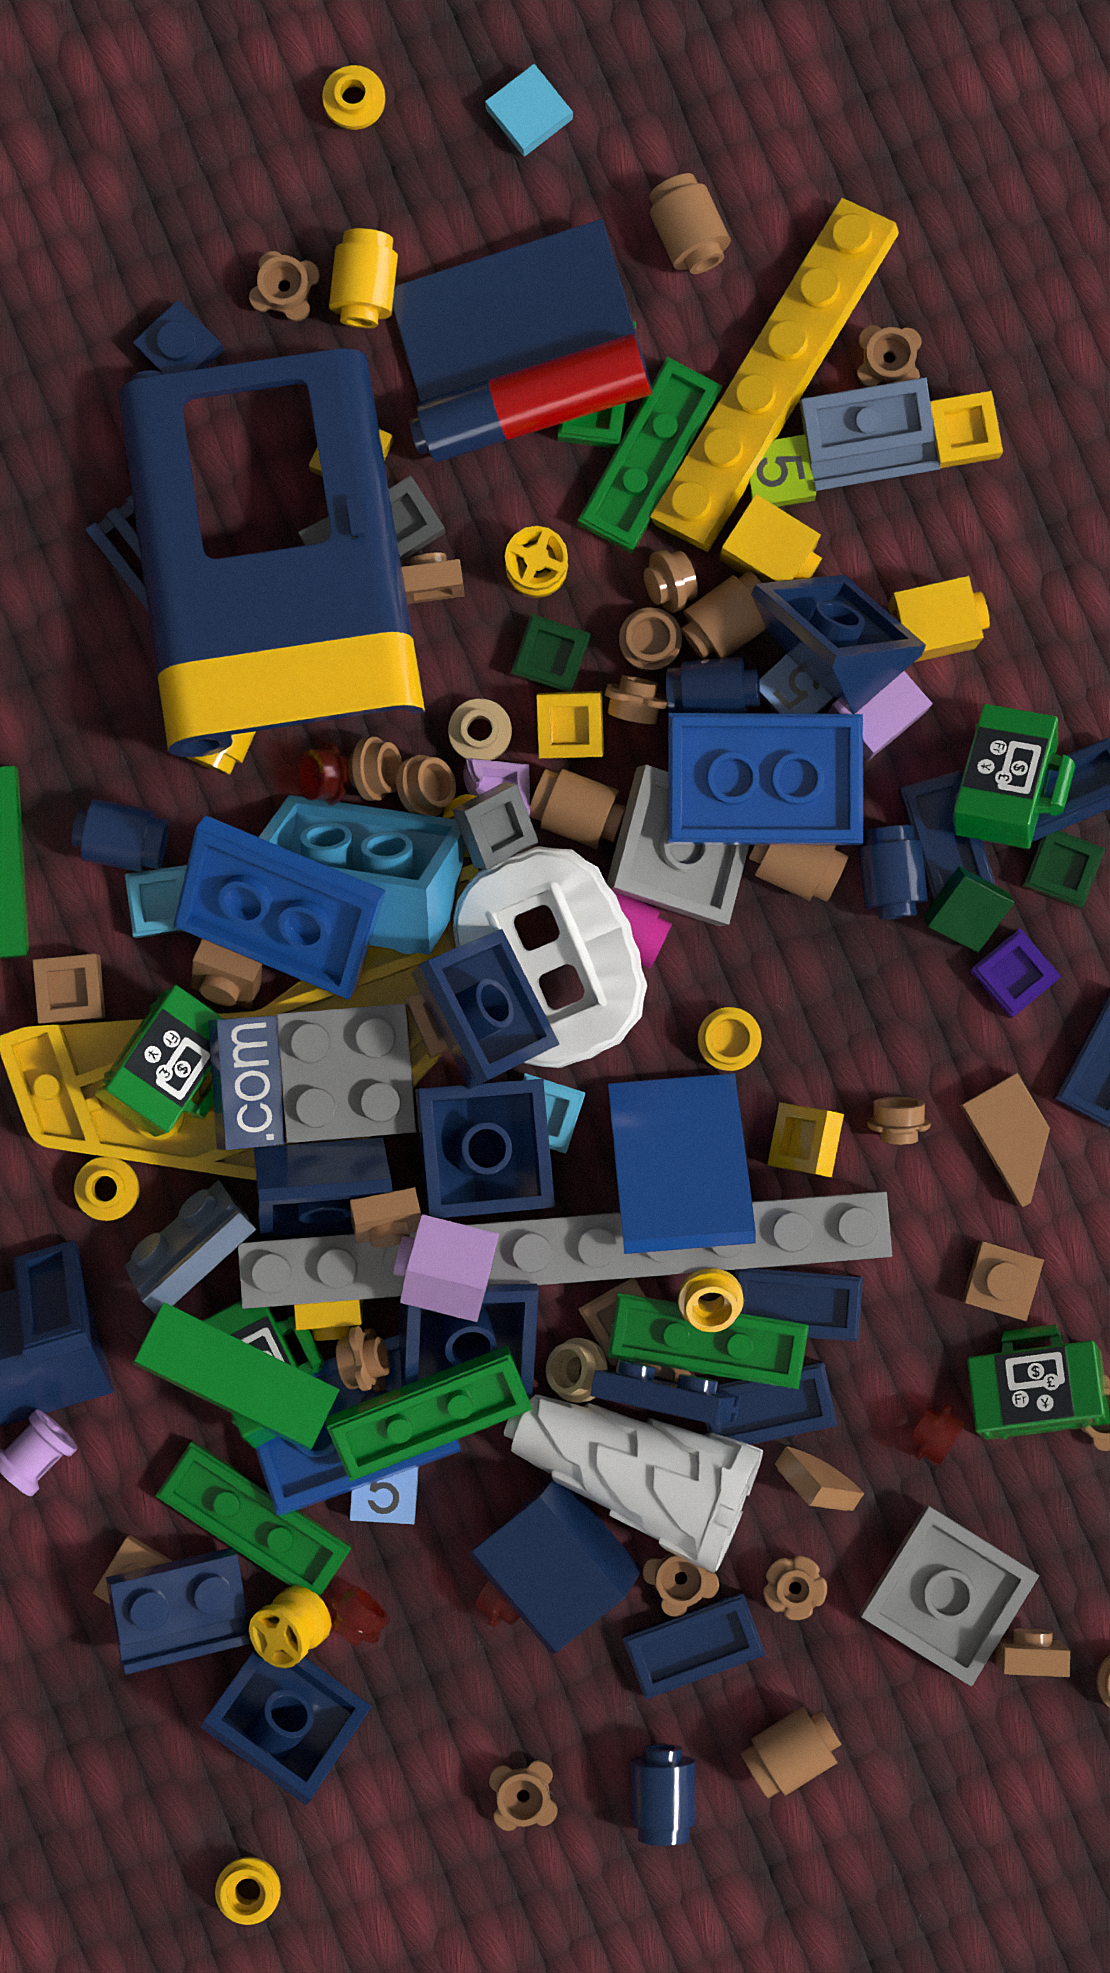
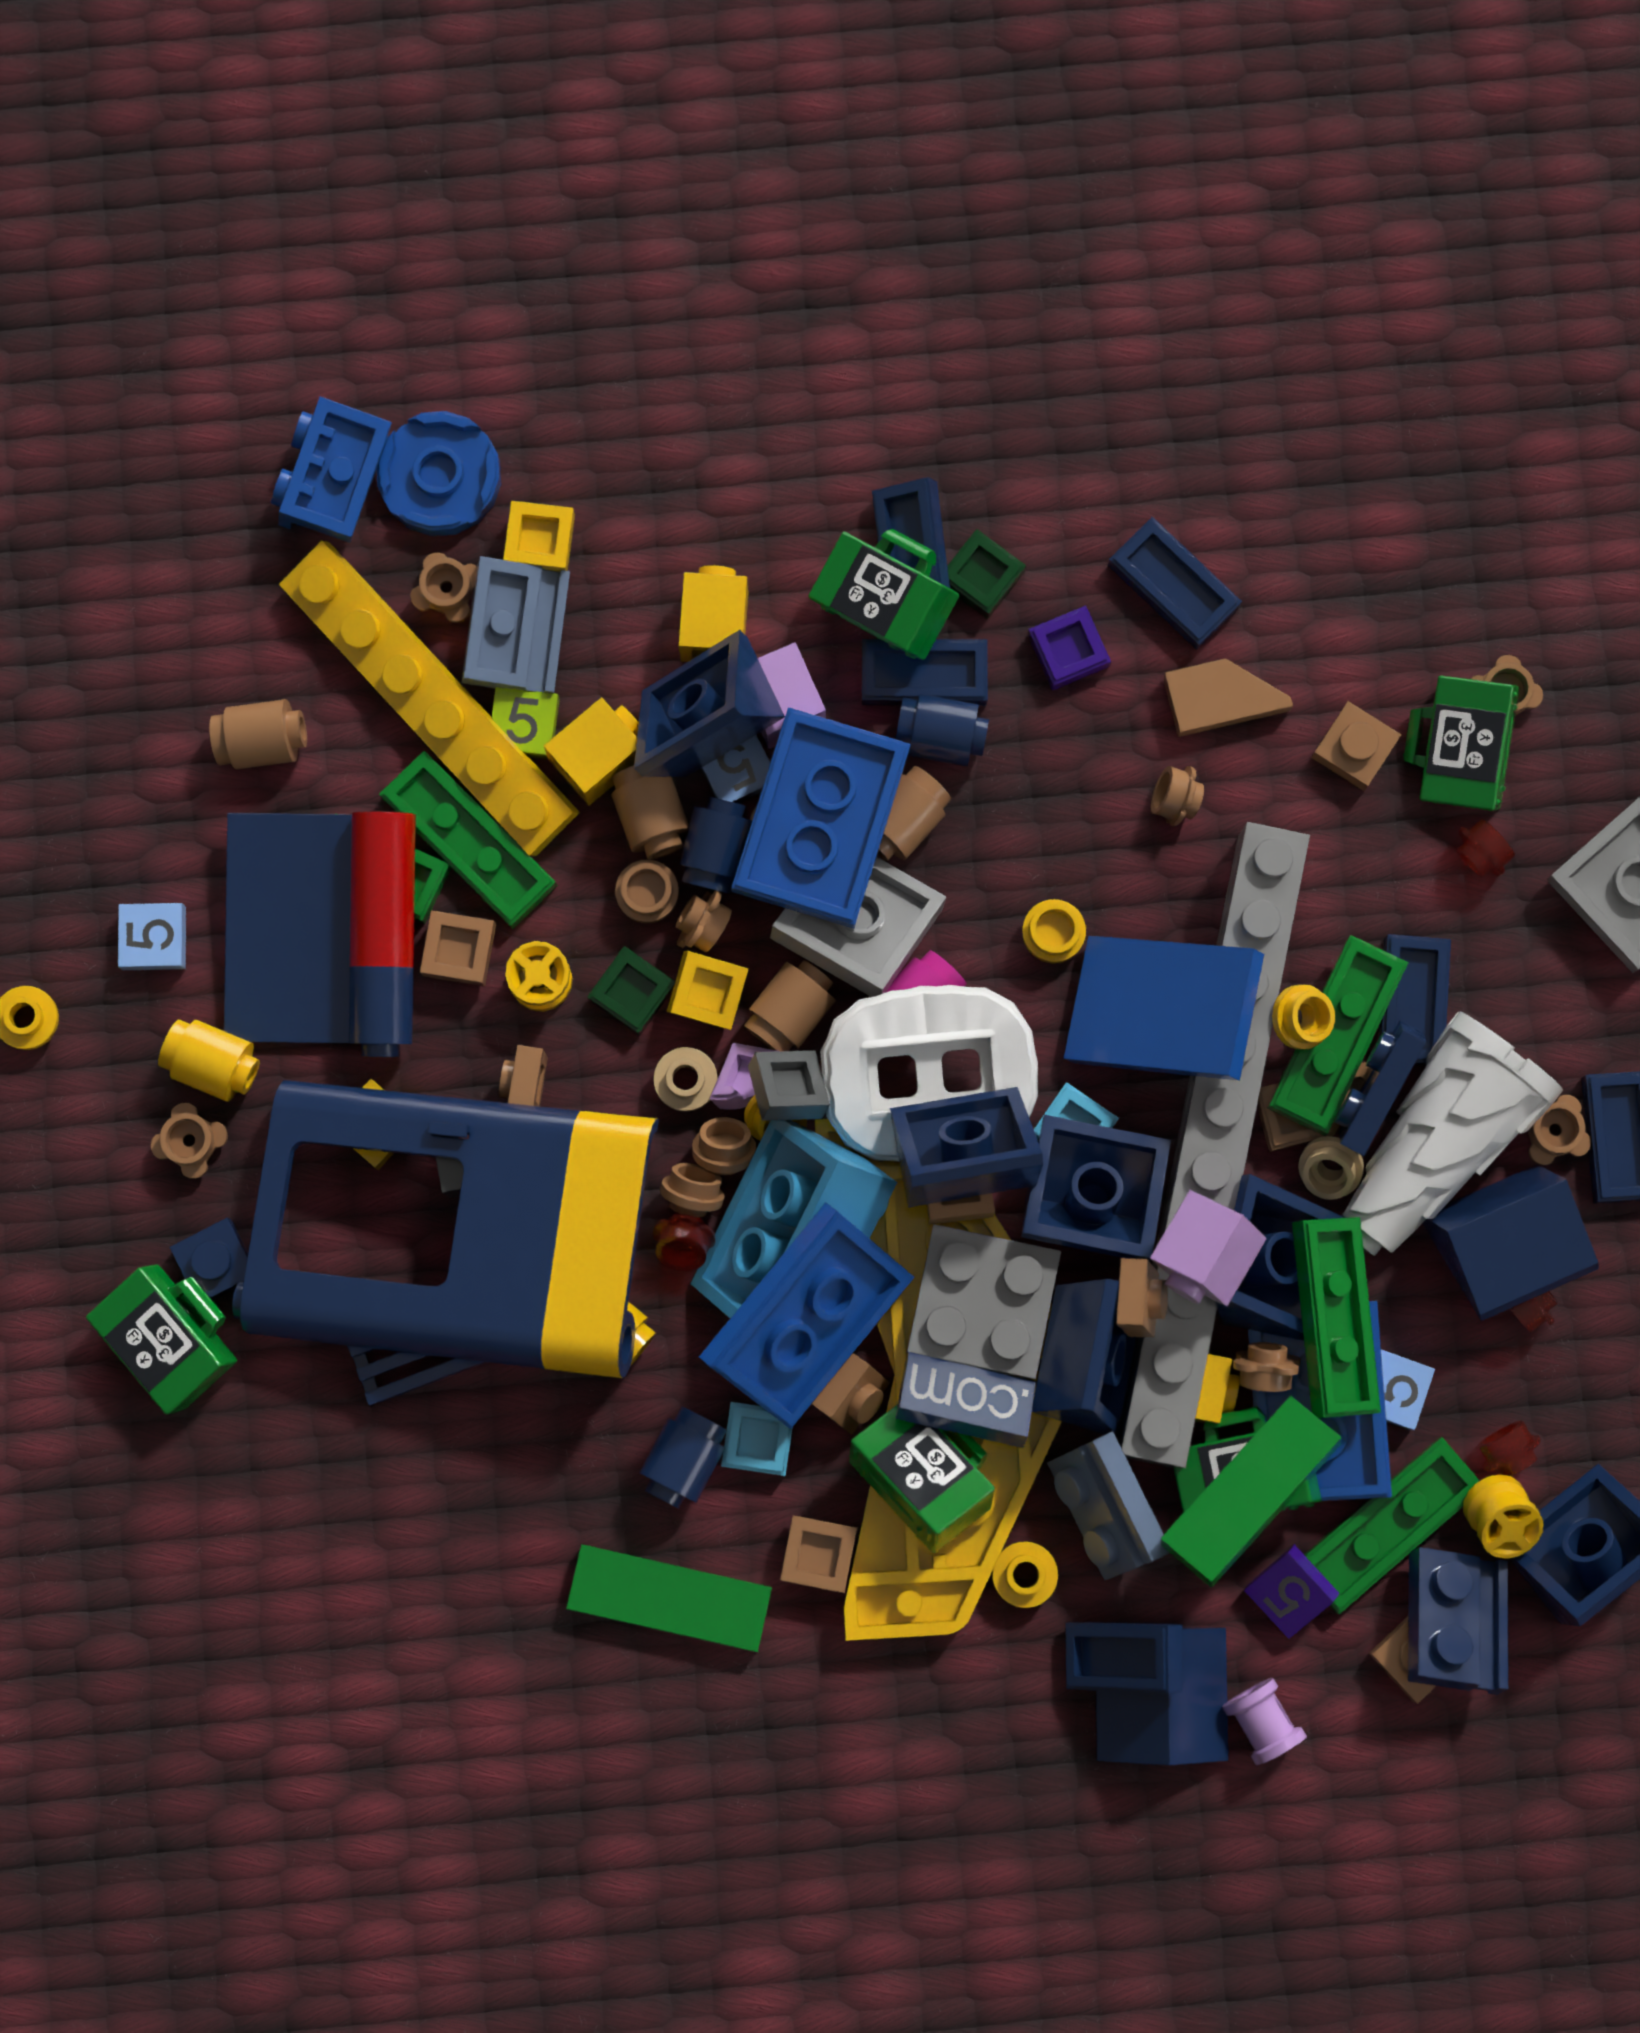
camera: 75 degrees left, 5 degrees down
(92, 320) = (164, 1336): none -> green piece
(162, 1445) = (1291, 1591): none -> dark purple tile
(413, 518) = (458, 1079): dark grey plate -> none
(466, 189) = (152, 936): none -> light blue tile
(529, 110) = (94, 854): medium azure tile -> none
(540, 477) = (458, 948): none -> medium nougat plate
(670, 580) = (597, 853): medium nougat plate -> none
(798, 1570) = (1576, 1028): medium nougat plate -> none
(805, 1139) = (1172, 887): yellow plate -> none
(818, 1481) = (1498, 973): medium nougat tile -> none
(822, 1301) = (1326, 921): dark blue tile -> none
(968, 210) = (332, 469): none -> blue bracket
(968, 909) = (997, 670): dark green tile -> none
(1000, 315) = (439, 473): none -> blue tile

